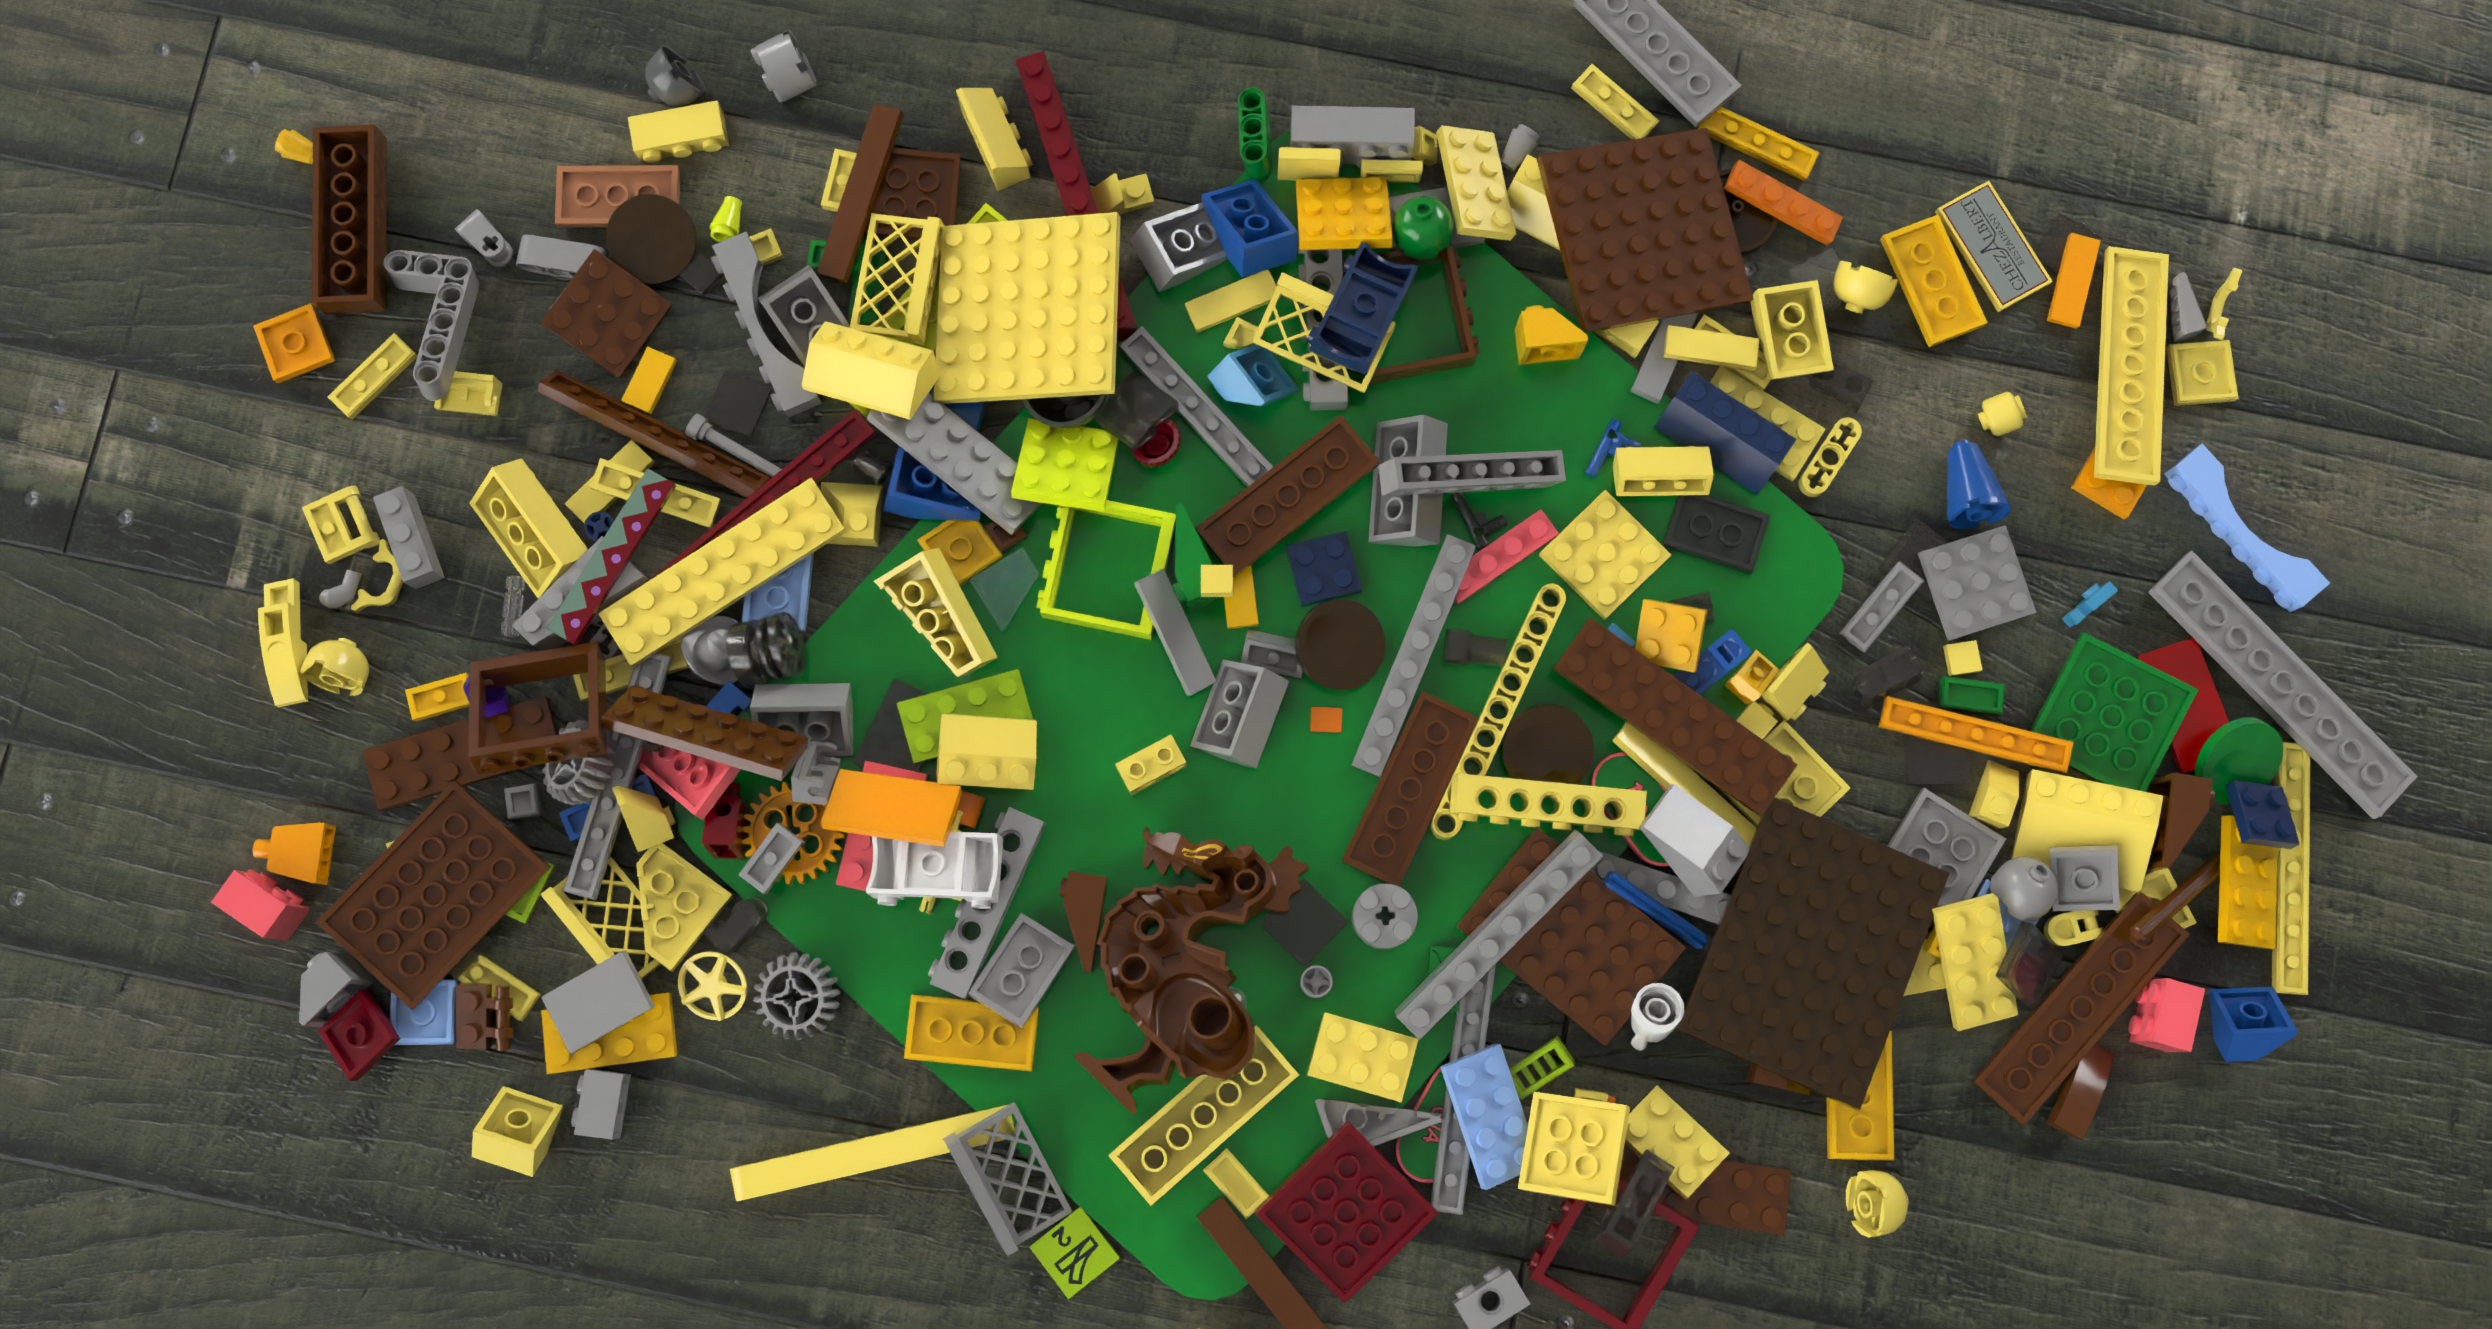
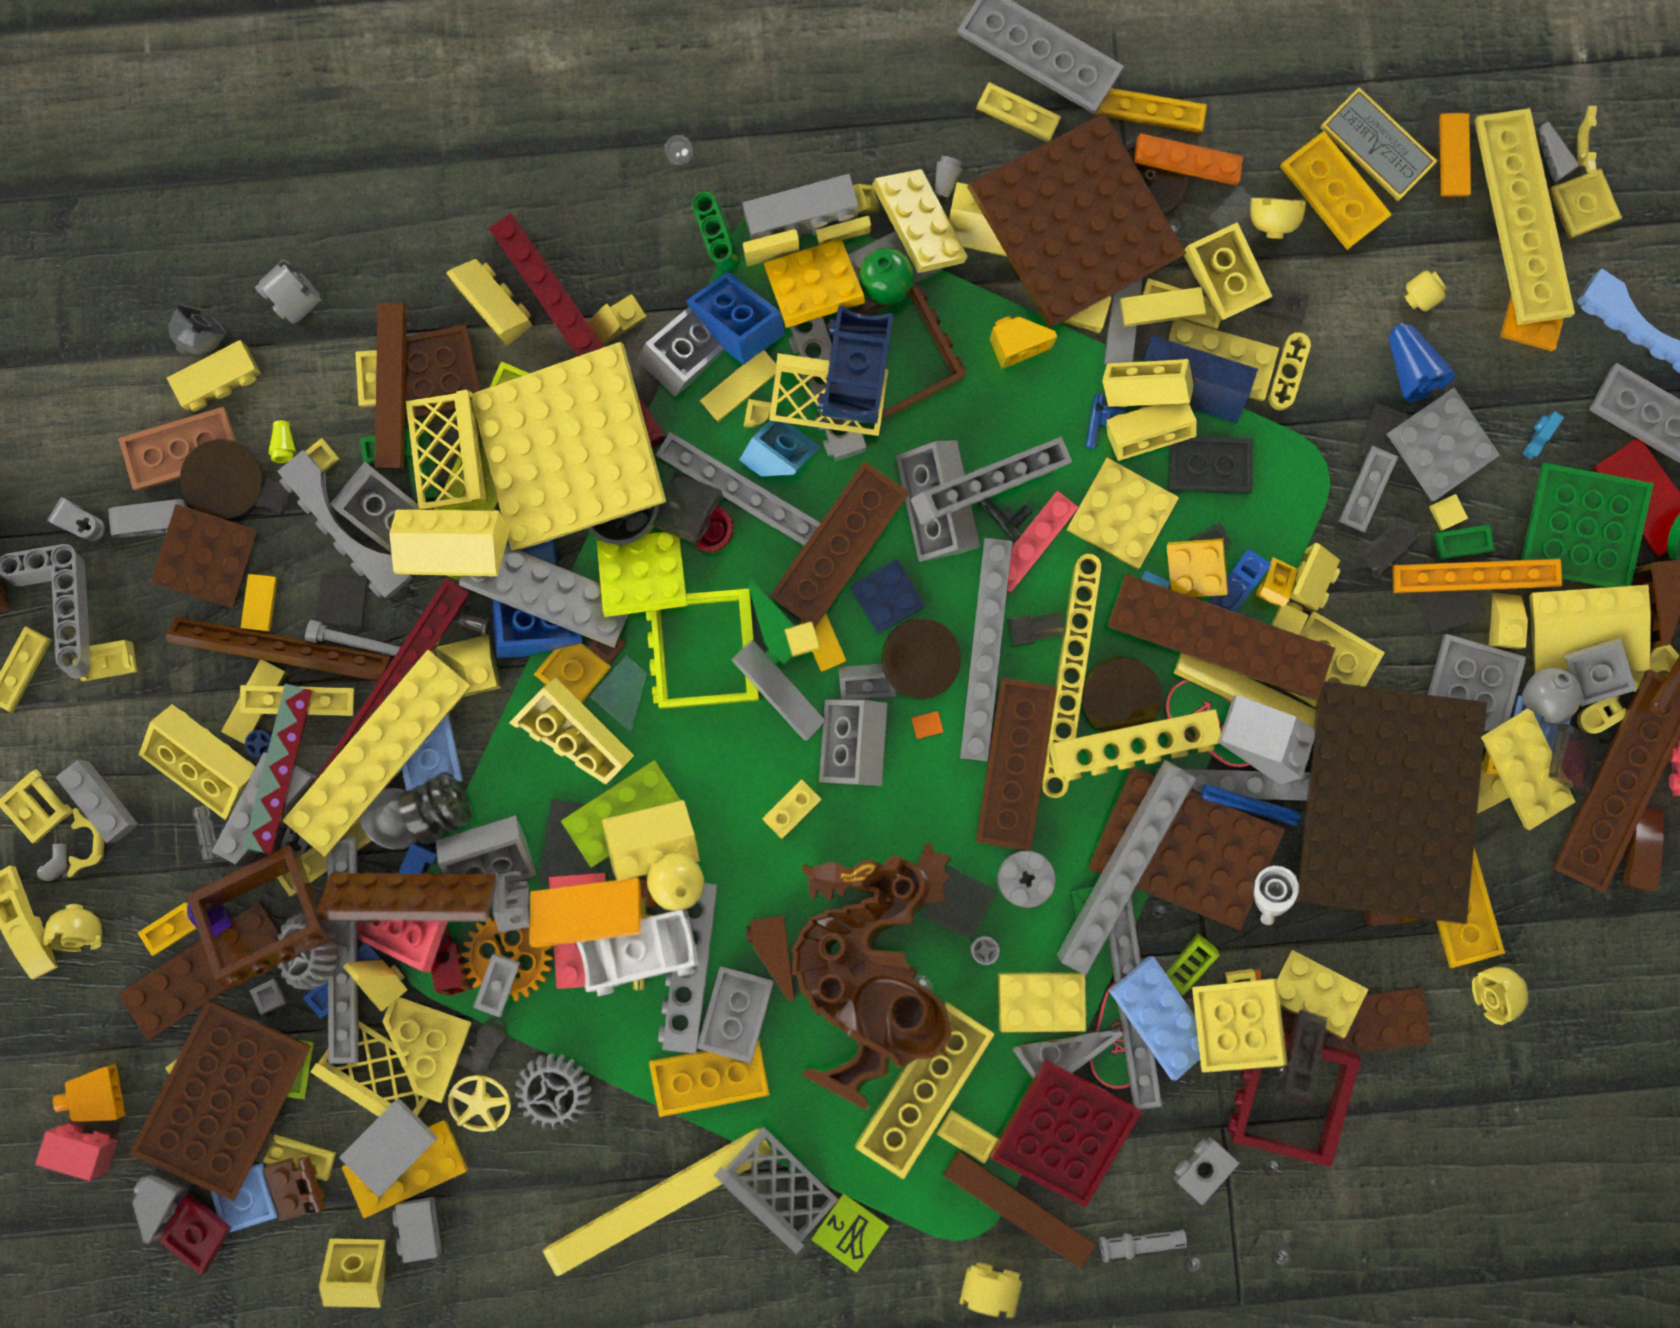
camera: 15 degrees left, 5 degrees up
(1000, 802) = (675, 882): none -> light yellow cylinder
(1241, 40) = (678, 149): none -> clear tile
(1672, 421) = (1148, 383): none -> light yellow brick

